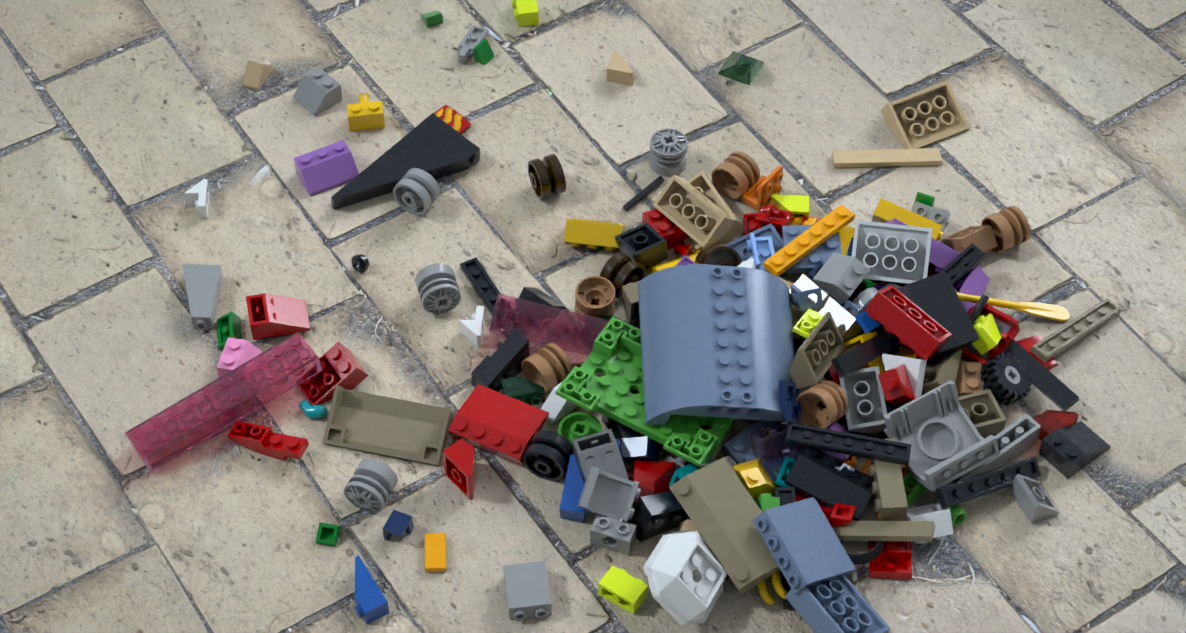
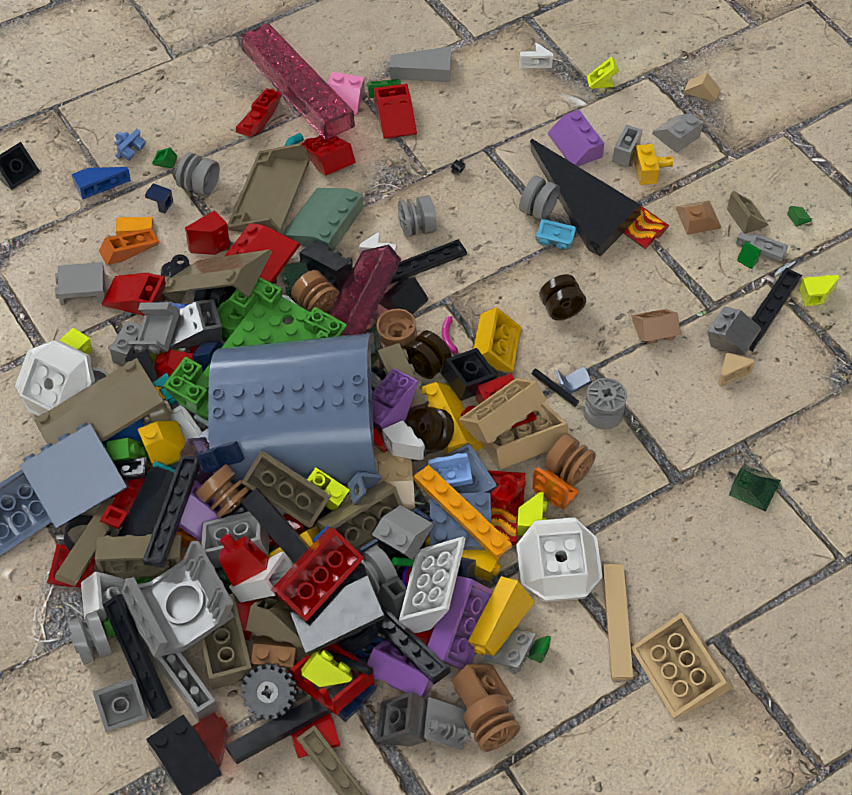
camera: 90 degrees right, 5 degrees up
(234, 143) = (602, 75): none -> neon yellow slope
(308, 568) = (125, 143): none -> medium blue hips
(342, 127) = (626, 144): none -> light grey brick
(430, 373) = (325, 217): none -> sand green slope
(431, 87) = (698, 217): none -> medium nougat slope
(432, 52) = (745, 213): none -> dark tan slope
(456, 187) = (555, 234): none -> medium azure bracket
(473, 550) = (124, 246): none -> orange slope
(503, 502) = (172, 268): none -> black plate
(540, 436) = (233, 270): none -> dark tan slope
(542, 533) = (132, 289): none -> red slope
(545, 45) = (774, 302): none -> black tile
(569, 118) = (656, 325): none -> medium nougat slope
(579, 66) = (733, 331): none -> flat silver slope
(582, 274) = (445, 334): none -> dark pink piece
(637, 175) = (575, 380): none -> bracket
(838, 182) = (557, 580): none -> white piece
(977, 521) = (88, 638): none -> light grey wheel
(1010, 288) = (402, 720): none -> flat silver slope
(1014, 263) = (445, 724): none -> light grey hinge
(1042, 310) = (376, 755): yellow piece -> none

